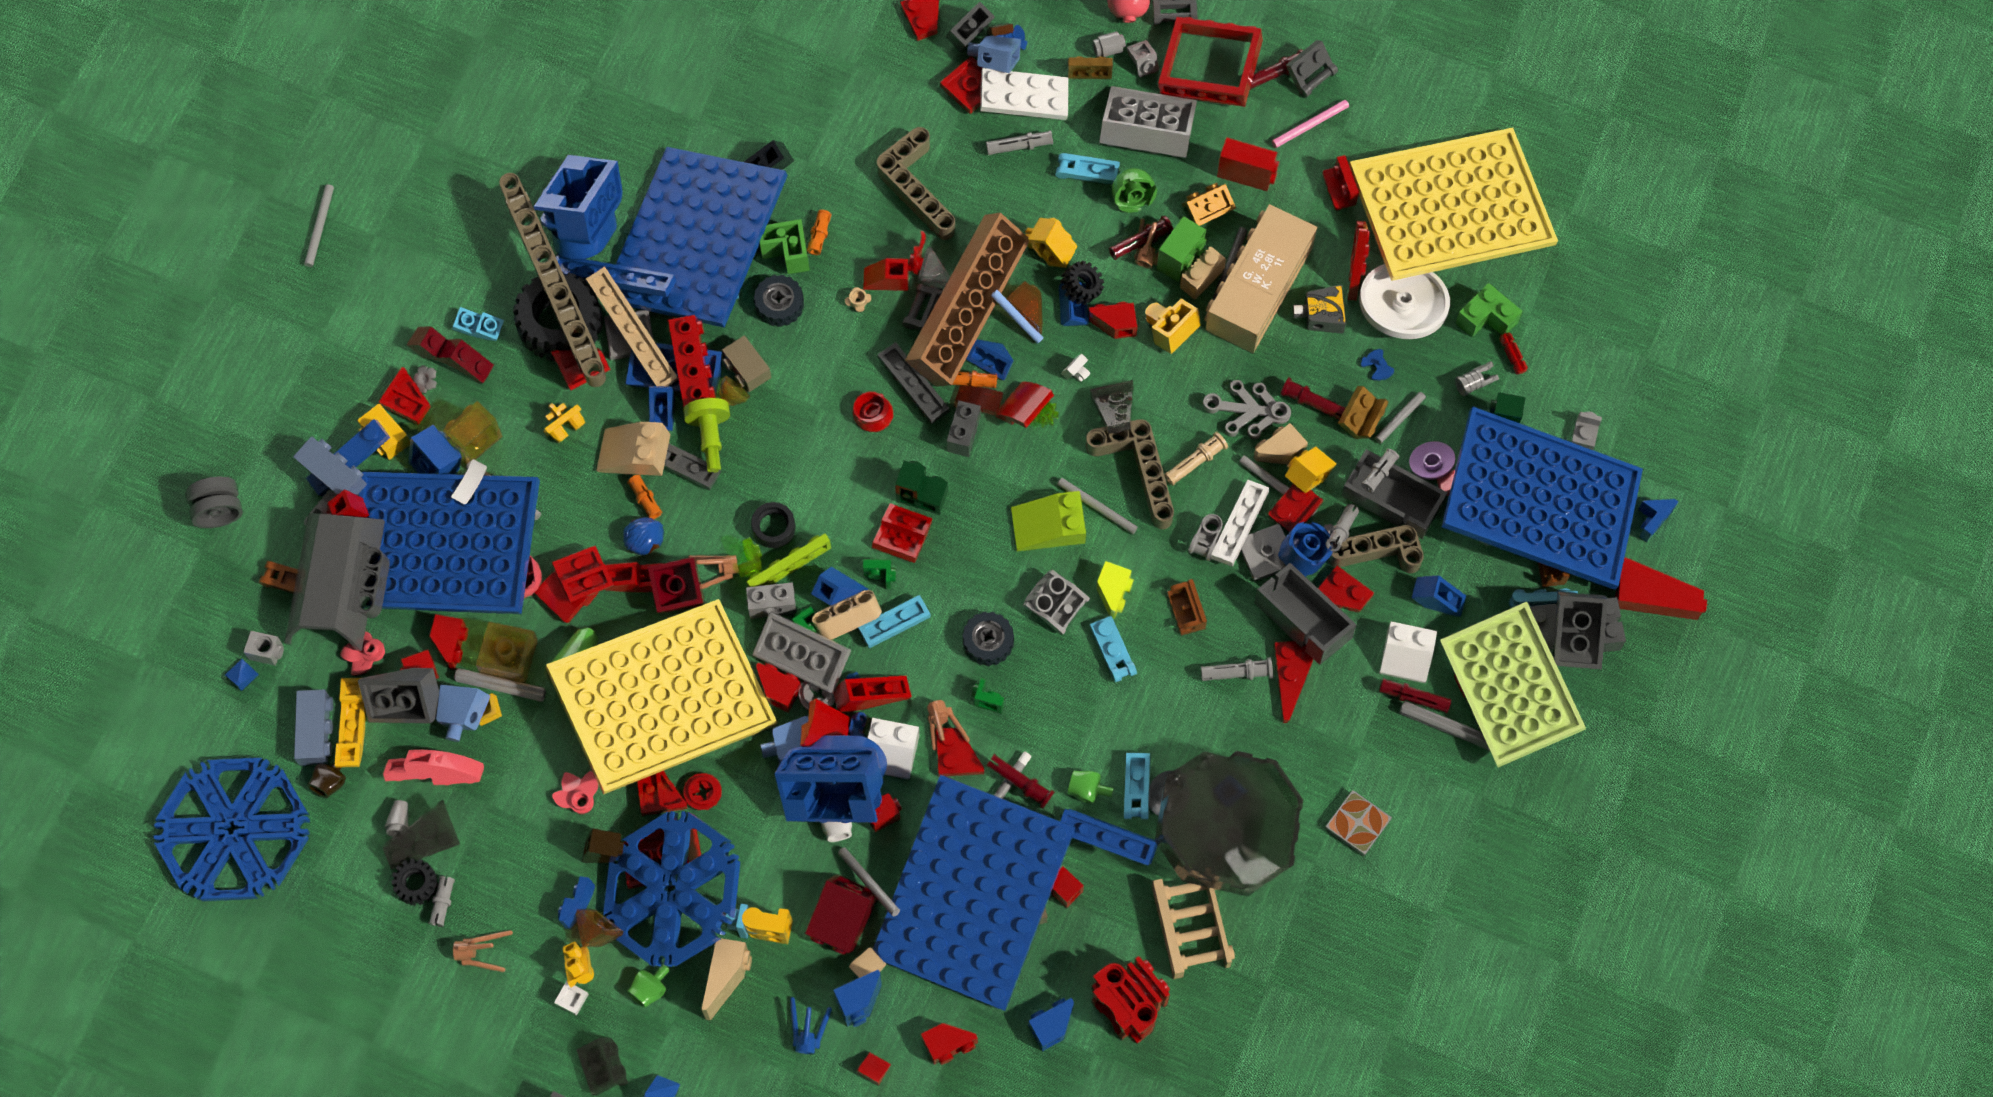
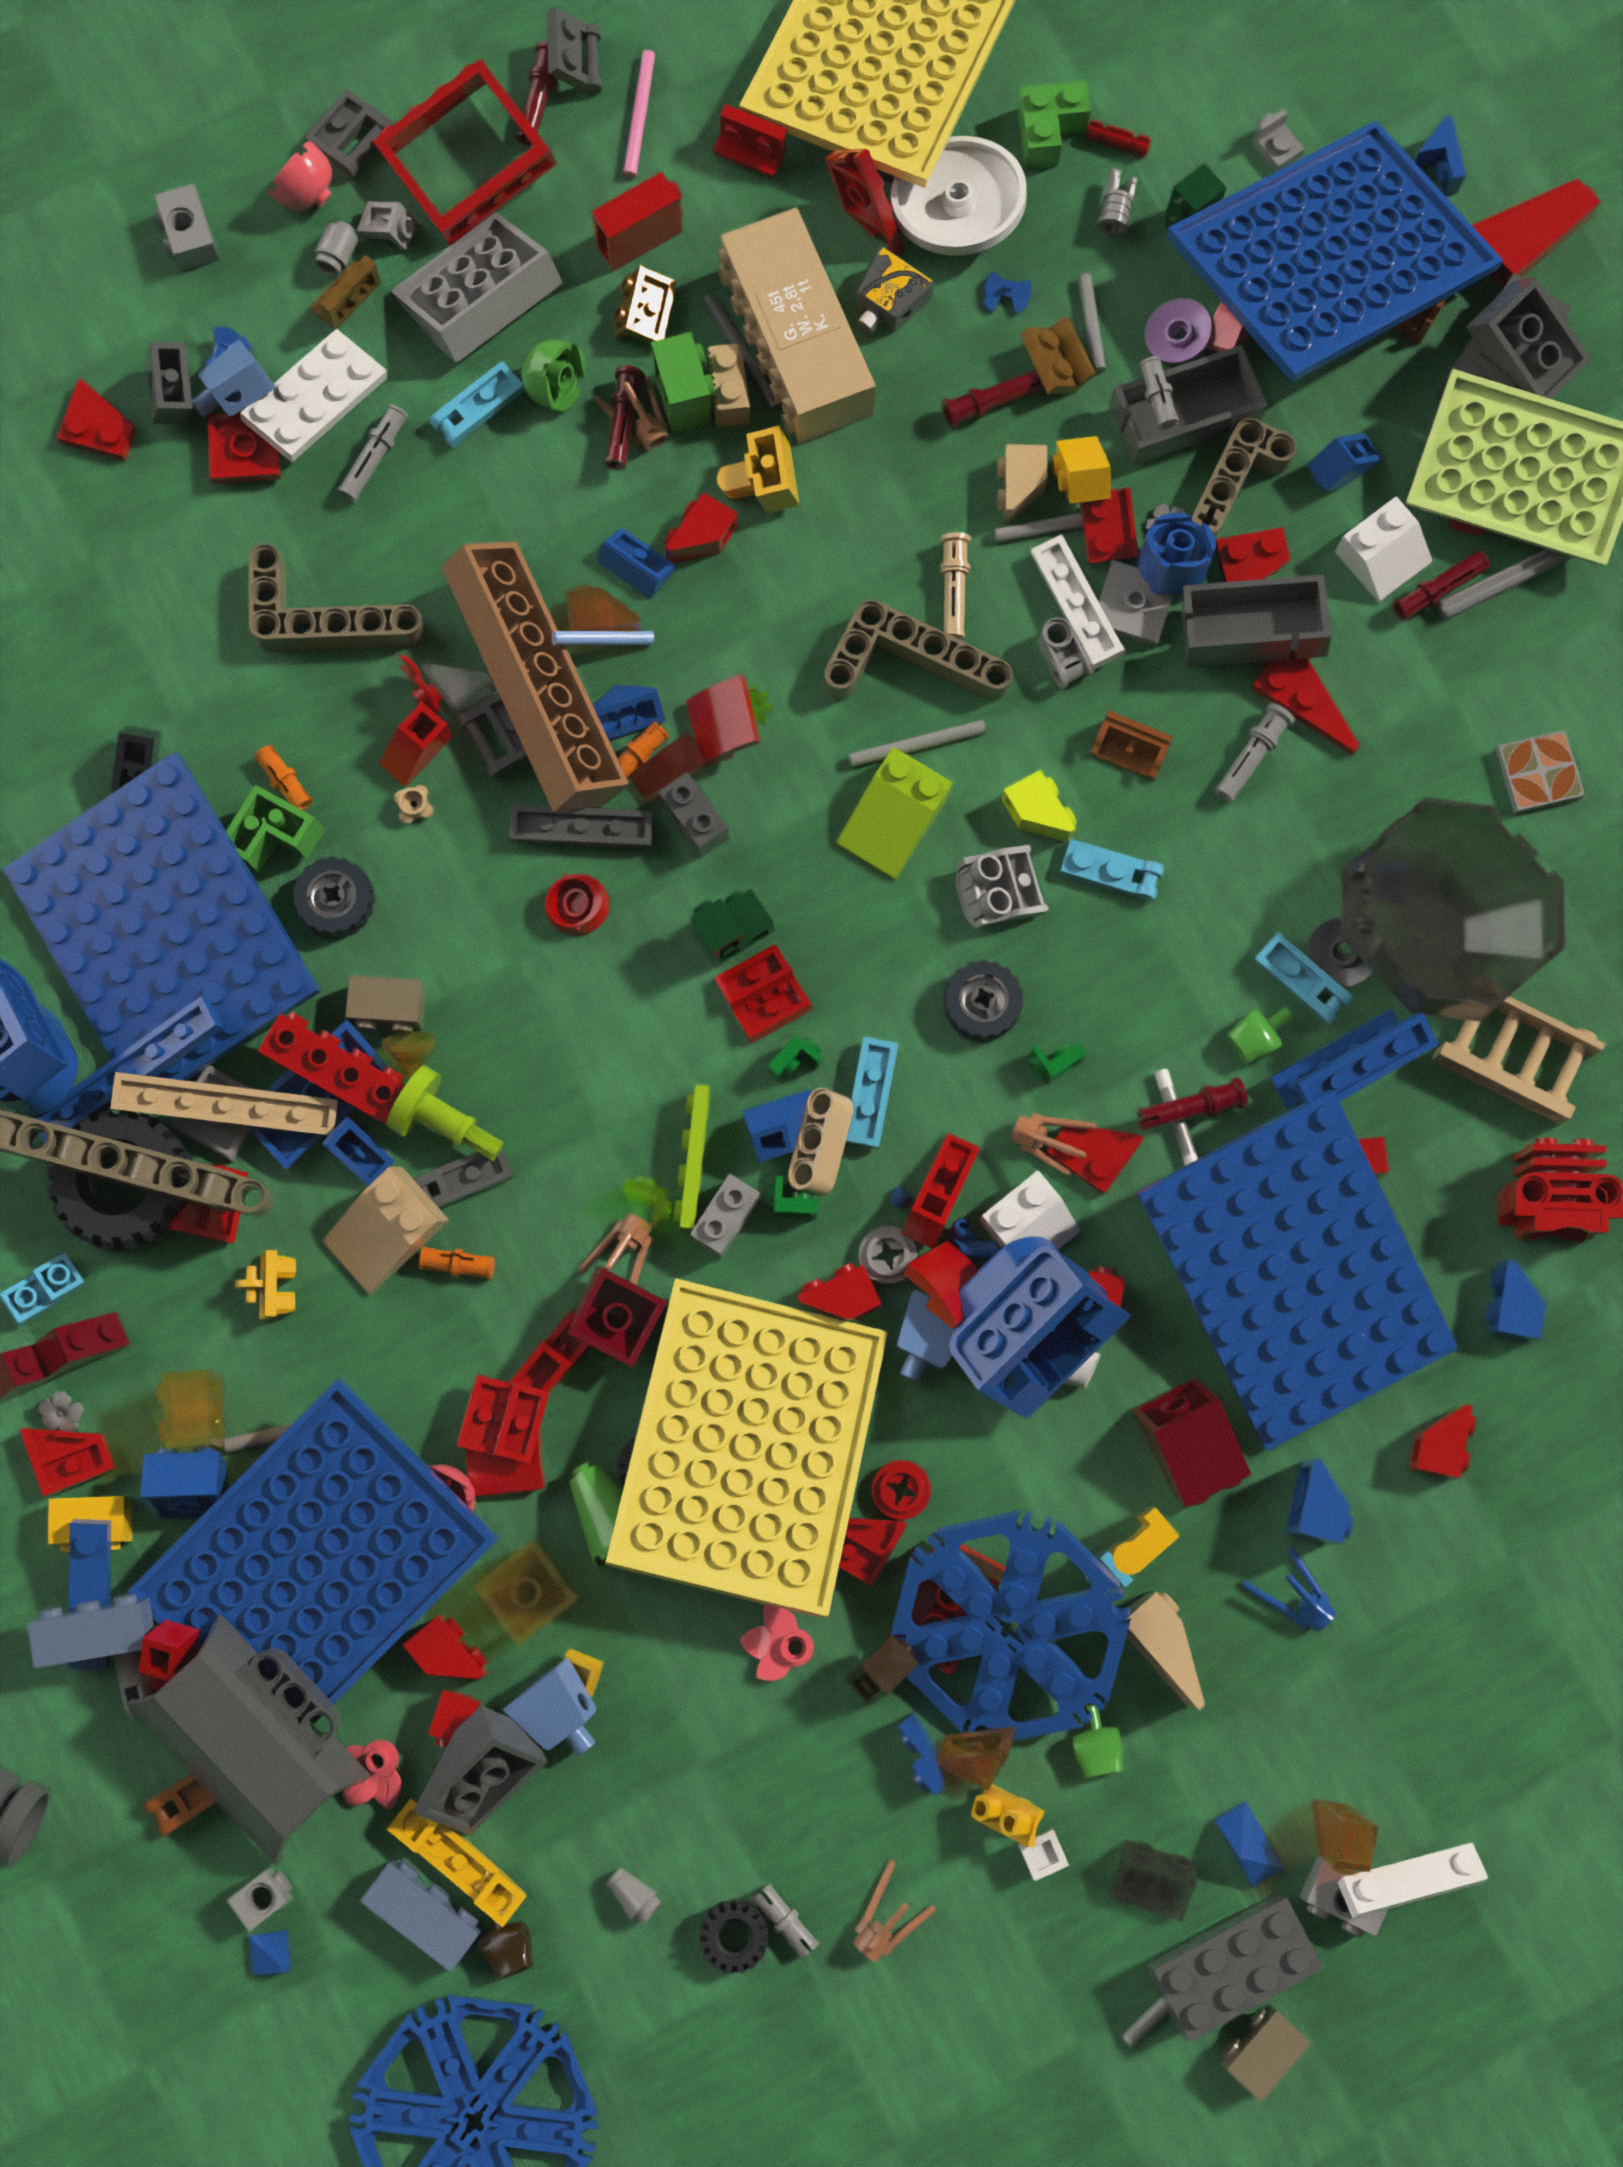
camera: 55 degrees left, 10 degrees up
(423, 838) = (689, 1879): clear smoke wing -> none
(440, 766) = (604, 1796): coral slope -> none
(469, 482) = (267, 1468): white sticker -> none
(500, 684) = (557, 1632): light grey axle -> none
(643, 535) = (507, 1304): blue hair -> none
(773, 508) = (619, 1110): black tyre -> none
(801, 652) = (826, 1233): light grey tile -> none
(867, 963) = (1278, 1463): tan slope -> none
(869, 882) = (1180, 1381): light grey bar -> none
(873, 1068) = (1406, 1554): red slope -> none
(1000, 29) = (206, 351): reddish brown tile -> none
(1051, 242) = (541, 521): yellow brick -> none
(1076, 369) = (725, 625): white tile -> none
(1090, 277) = (629, 516): black tyre -> none
(1114, 405) = (815, 620): clear smoke wing -> none
(1250, 409) = (941, 474): light grey plant -> none
(1340, 531) = (1191, 500): light grey pin -> none
(1537, 598) = (1439, 355): medium azure plate -> none

